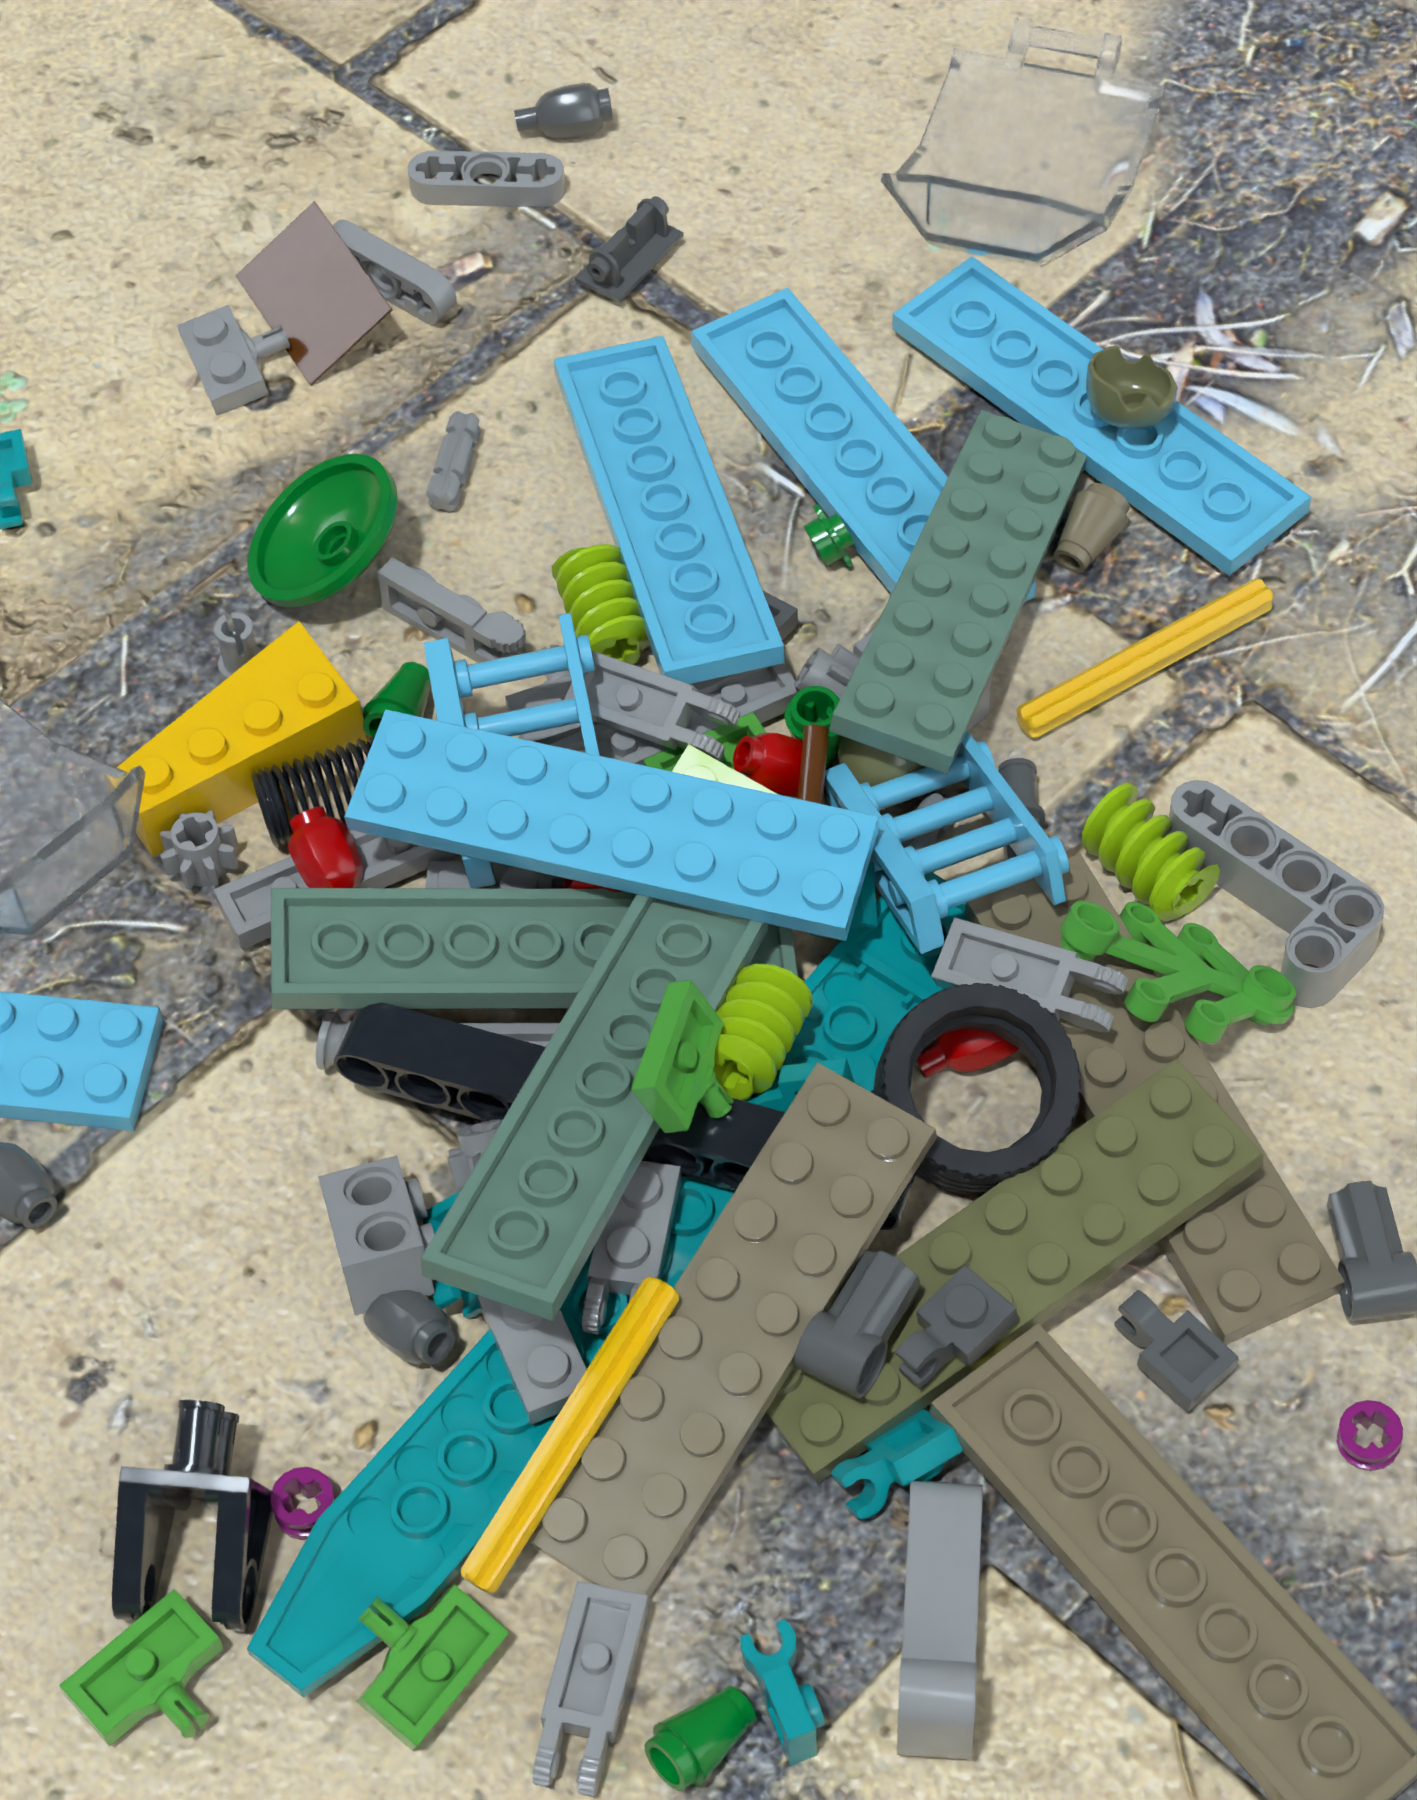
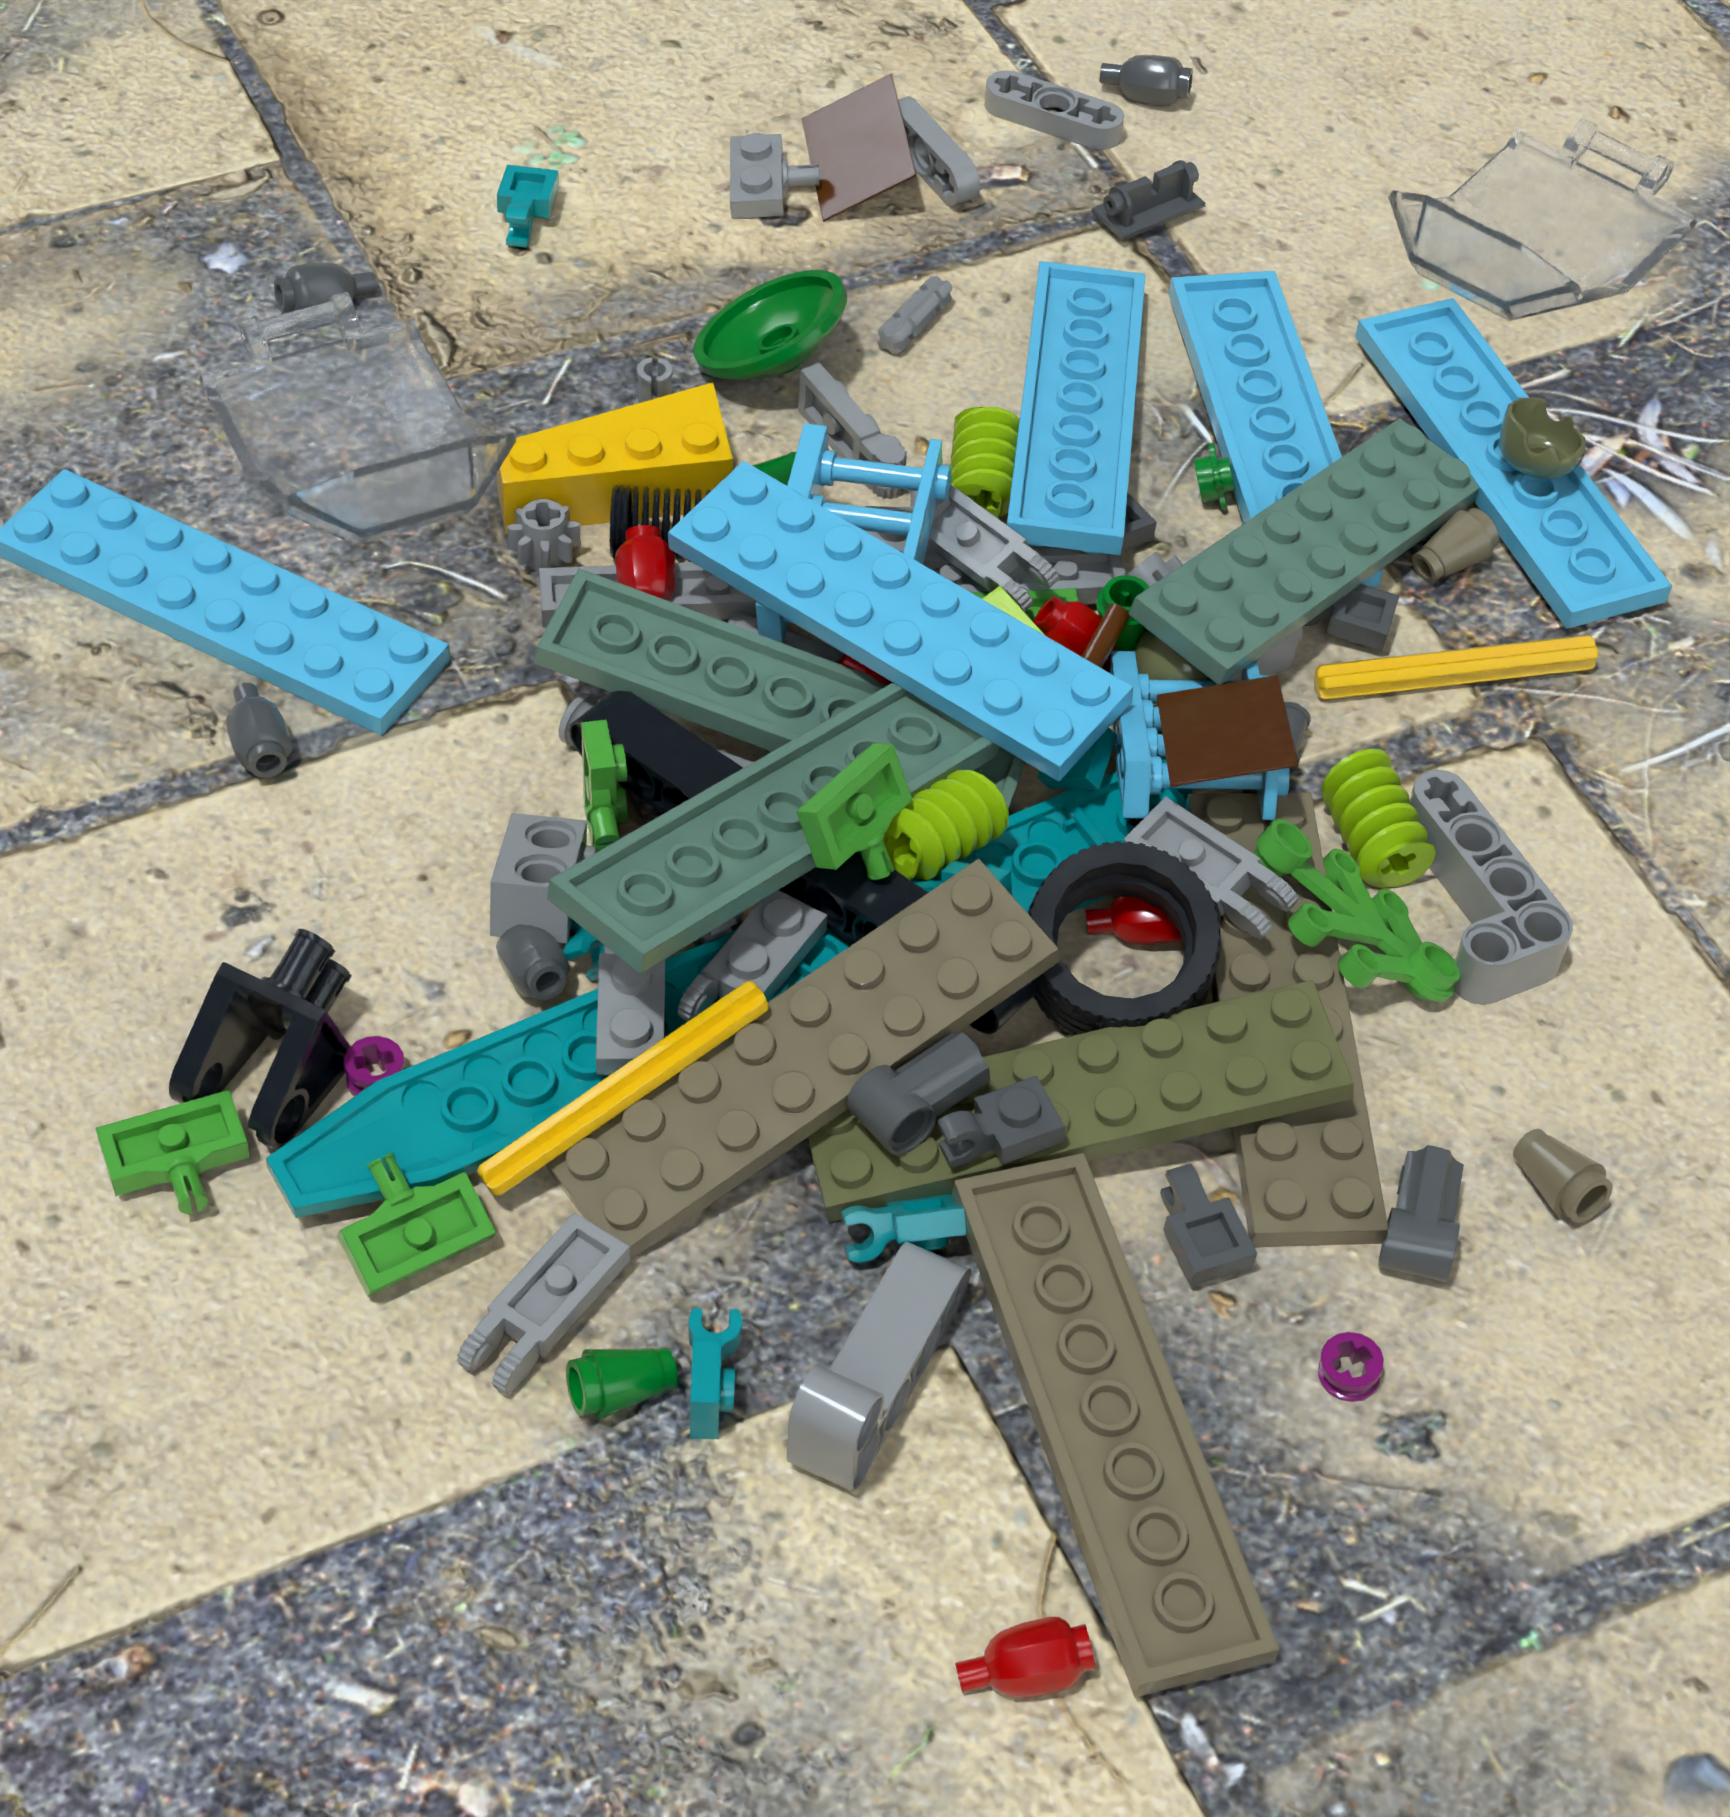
camera: 15 degrees right, 5 degrees down
(394, 1116) = (602, 769): none -> bright green plate
(983, 827) = (1226, 731): none -> reddish brown piece
(1039, 637) = (1361, 616): none -> dark grey plate

